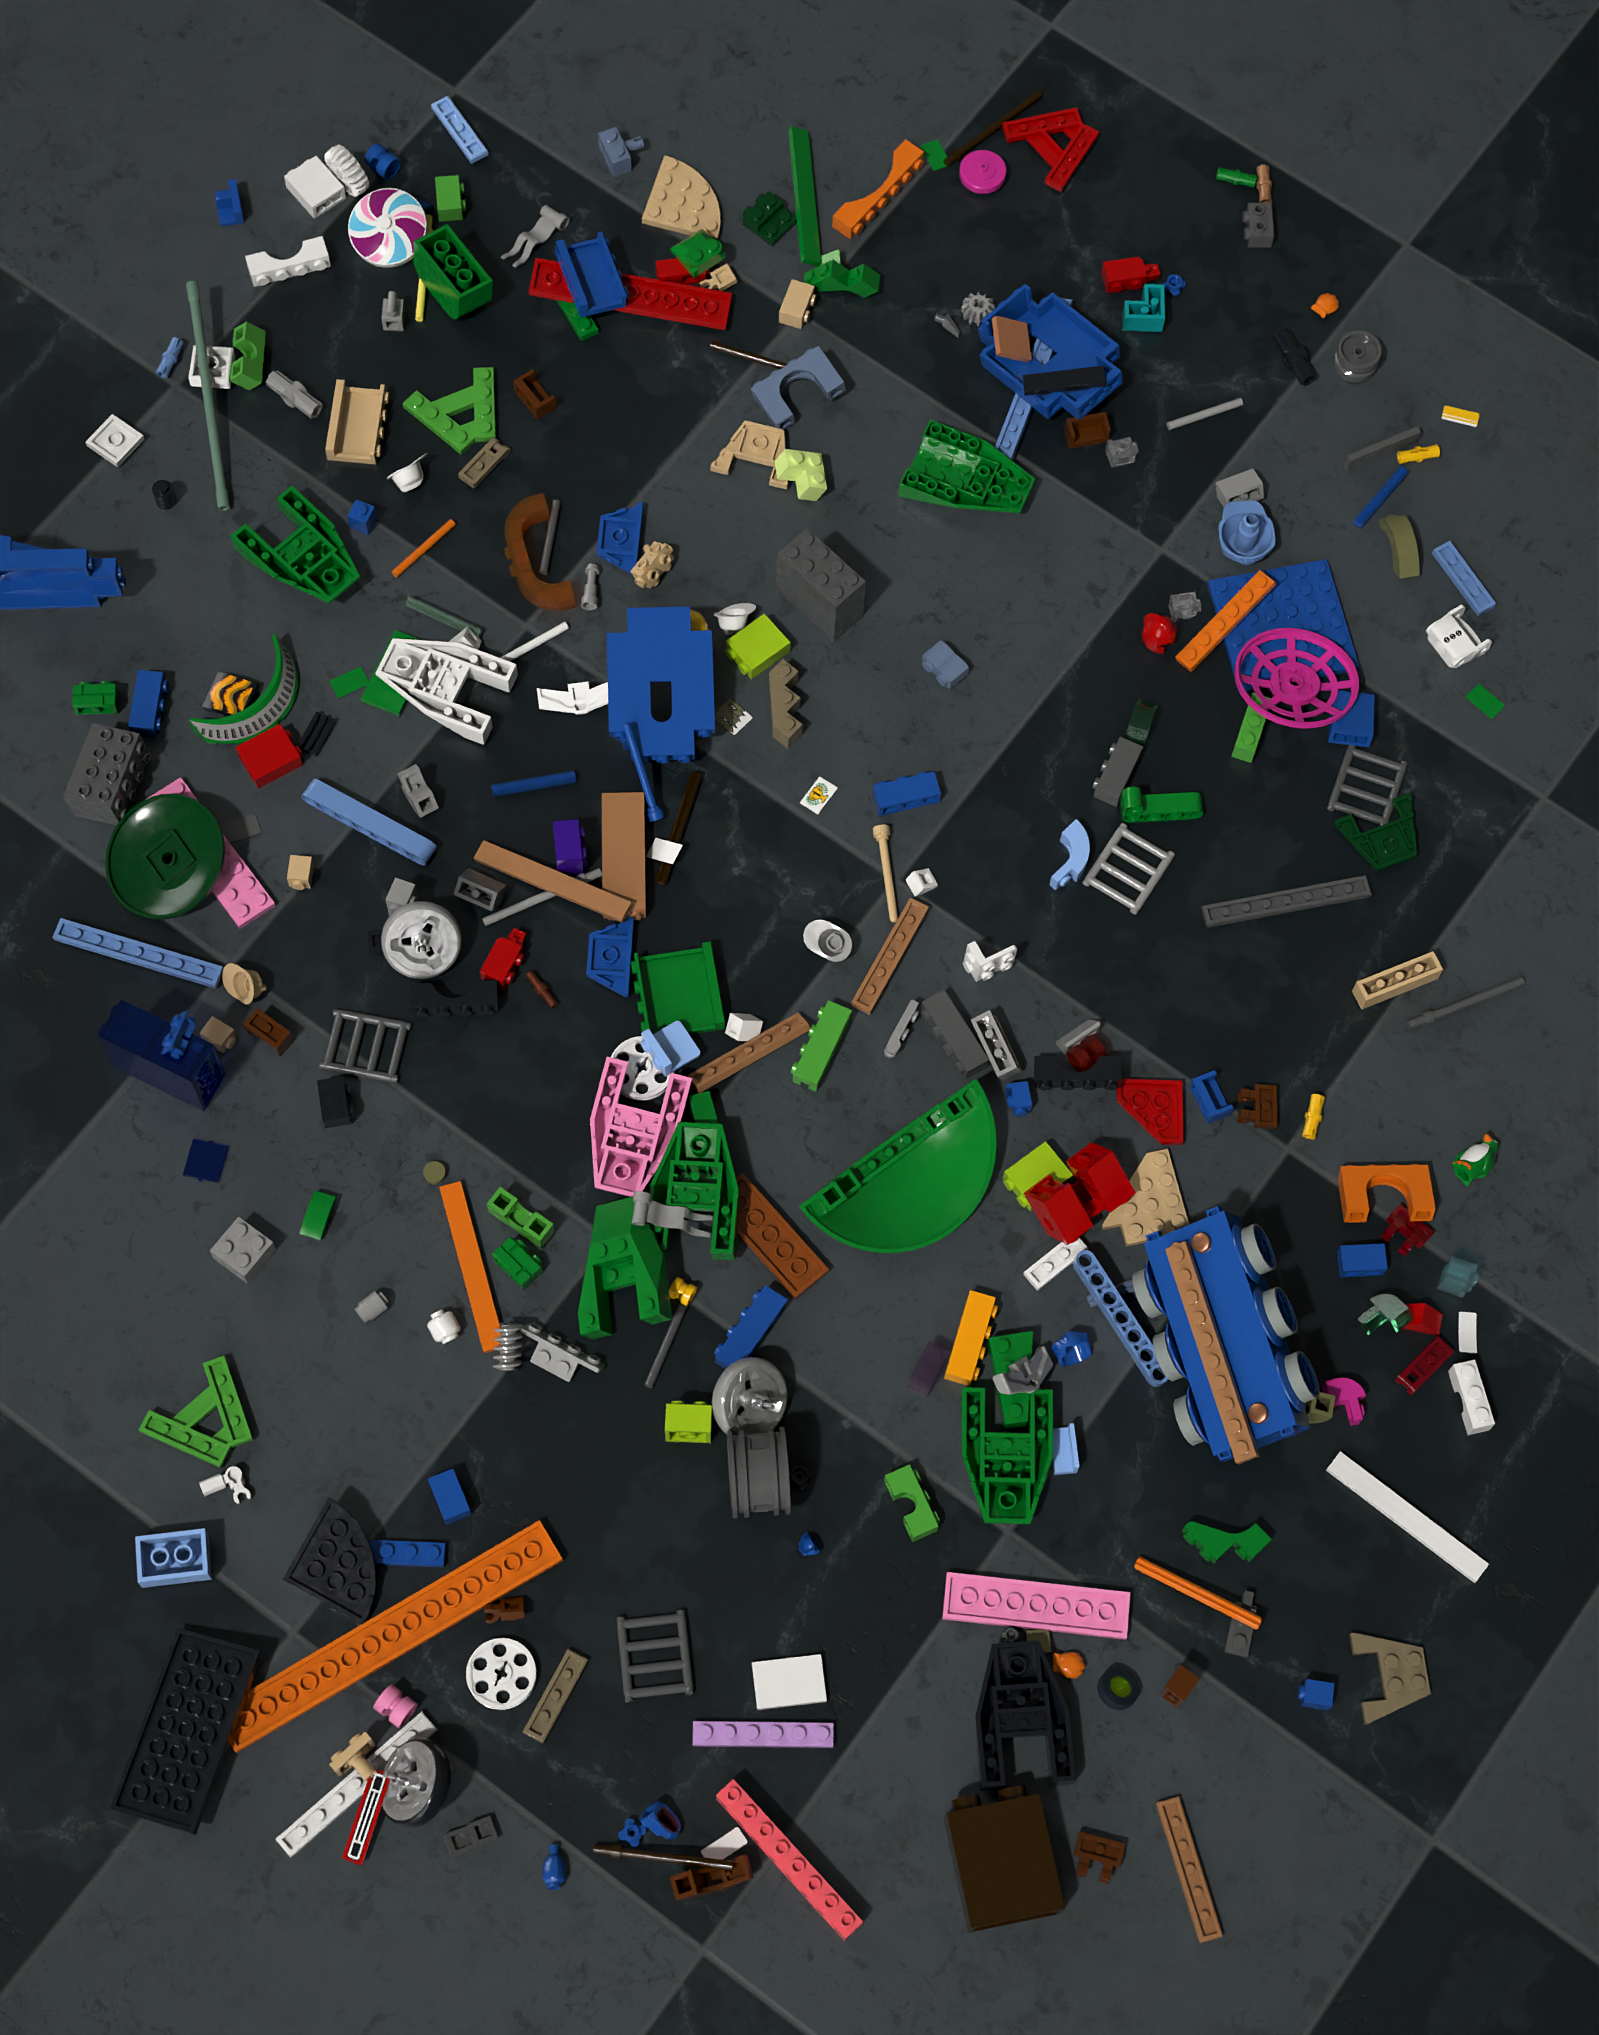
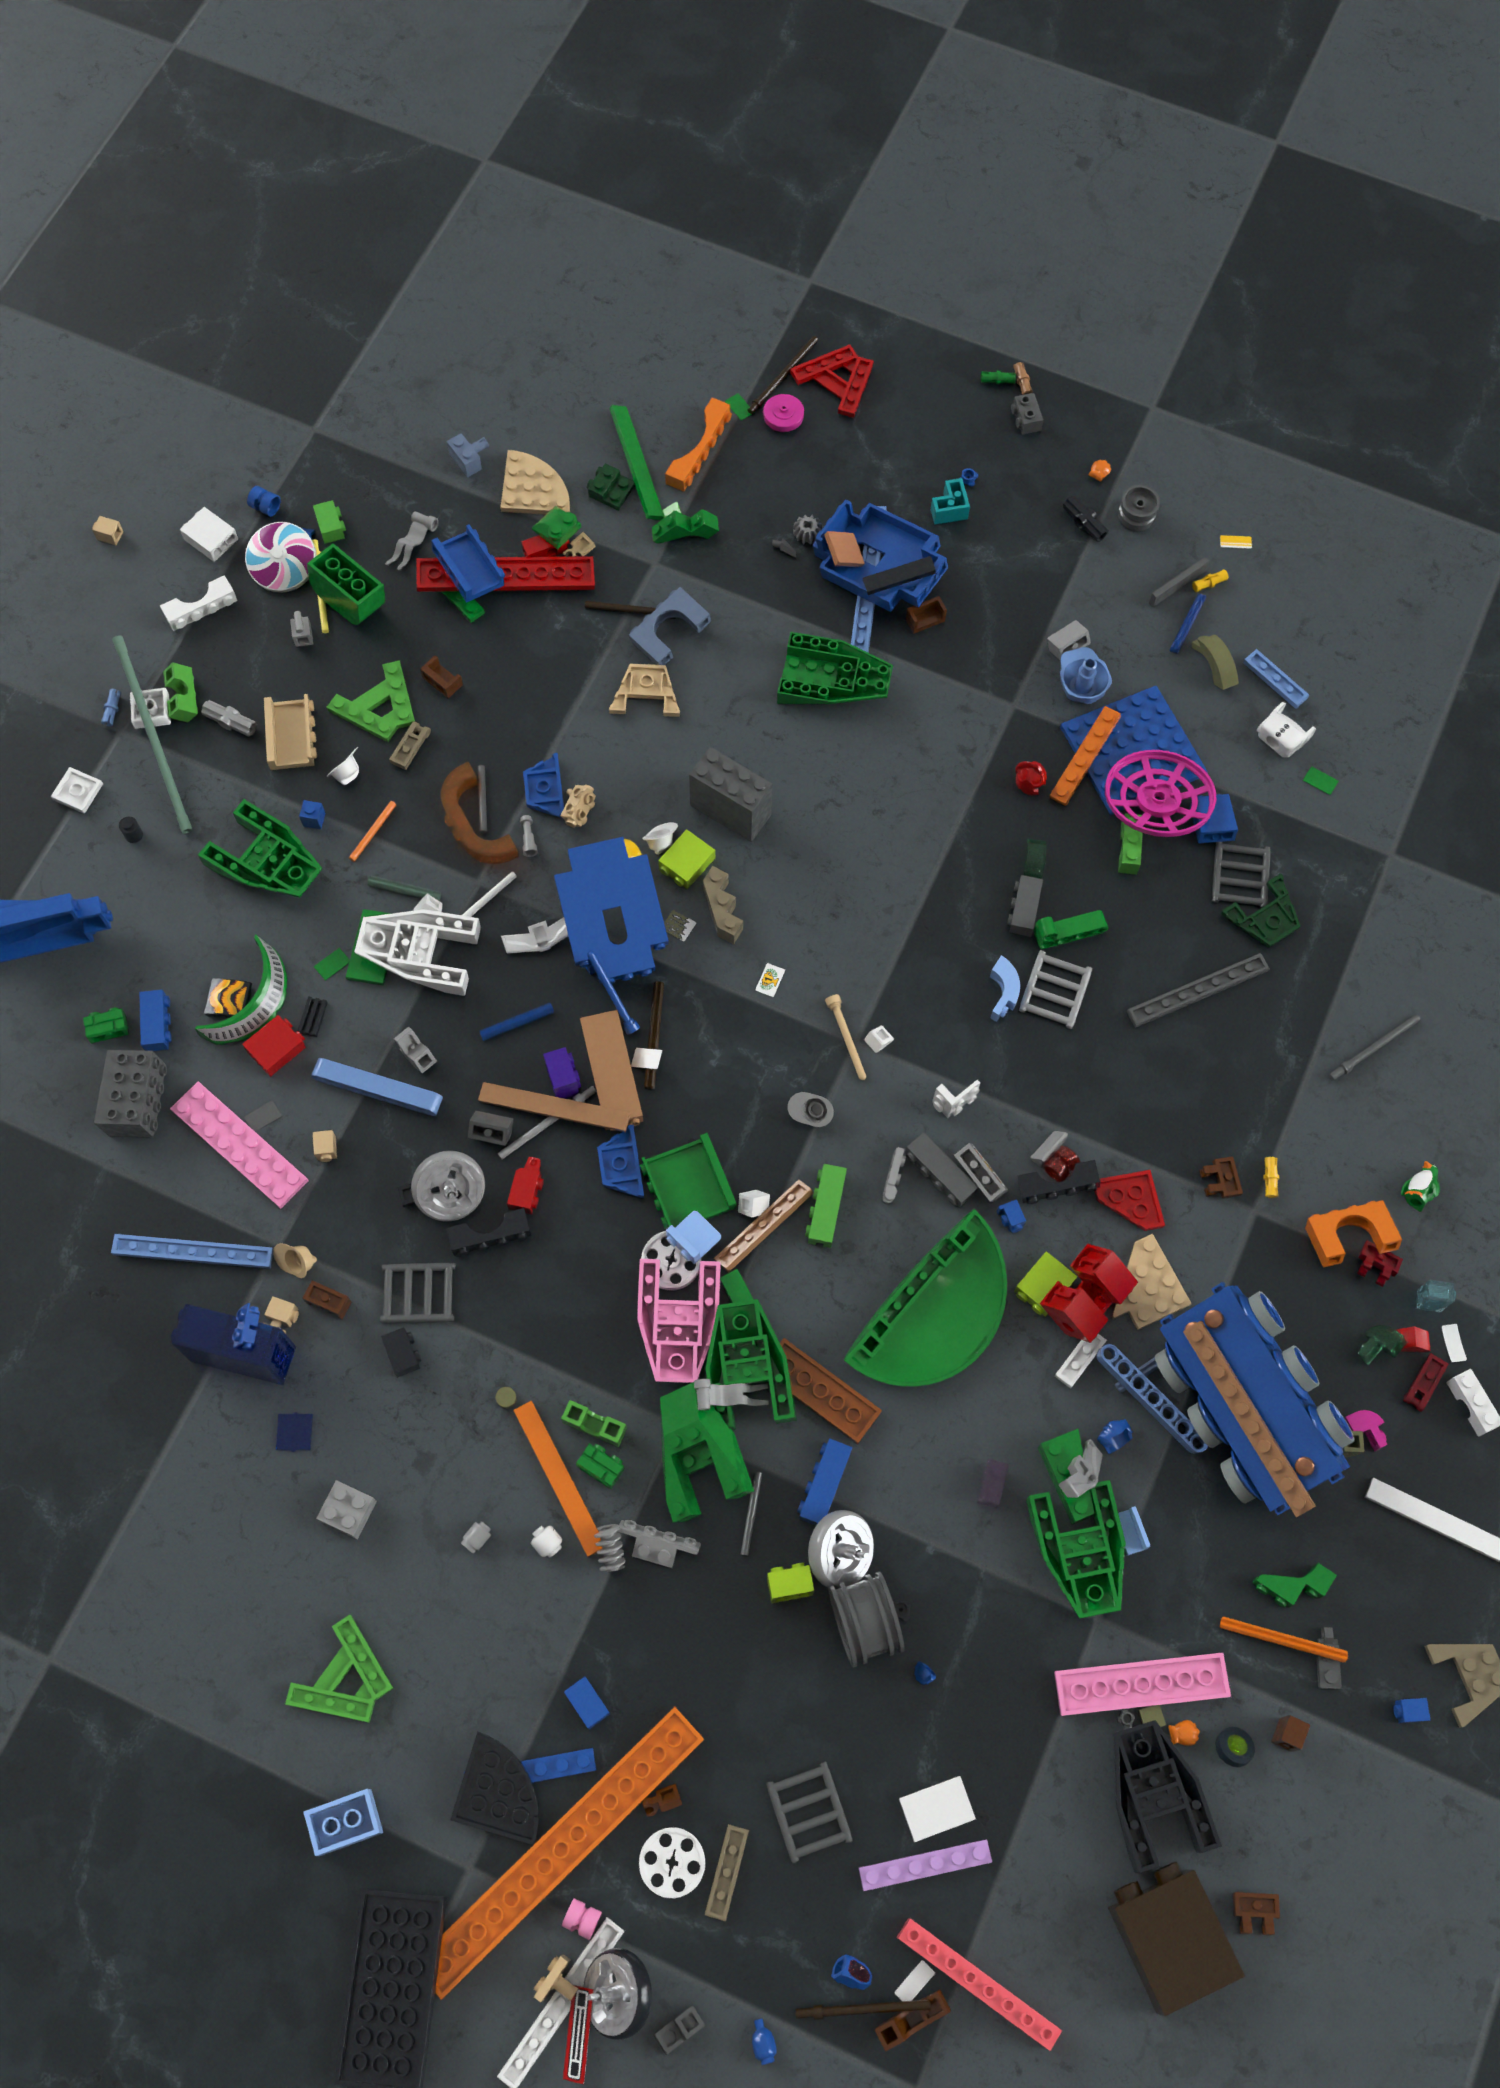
camera: 10 degrees left, 0 degrees up
(139, 852) = (175, 1153): dark green dish -> none
(205, 161) = (107, 530): none -> tan brick
(229, 205) = (136, 564): blue panel -> none
(233, 1477) = (383, 1729): white bar -> none
(317, 1215) = (408, 1460): green slope -> none
(346, 170) = (234, 514): white gear -> none
(400, 894) = (420, 1149): light grey brick -> none
(459, 129) = (325, 461): light blue plate -> none
(541, 989) = (565, 1207): copper bar -> none
(625, 1834) = (822, 1994): blue plate -> none
(682, 1291) = (755, 1459): yellow wheel -> none
(796, 304) = (651, 555): tan brick -> none
(805, 470) = (692, 696): yellowish green brick -> none
(889, 956) = (867, 1111): medium nougat plate -> none
(905, 1483) = (1021, 1625): bright green arch -> none
(906, 793) = (847, 962): blue brick -> none
(944, 664) = (854, 842): sand blue brick -> none
(970, 1338) = (1022, 1446): light orange brick -> none
(1121, 451) = (959, 627): clear brick -> none
(1128, 274) = (927, 476): red hinge -> none
(1184, 606) = (1046, 749): clear brick -> none
(1189, 1870) = (1340, 1904): medium nougat tile -> none
(1204, 413) = (1021, 581): light grey bar -> none
(1210, 1097) = (1177, 1179): blue panel -> none
(1362, 1260) = (1347, 1298): blue panel -> none
(1397, 980) = (1313, 1040): tan brick -> none

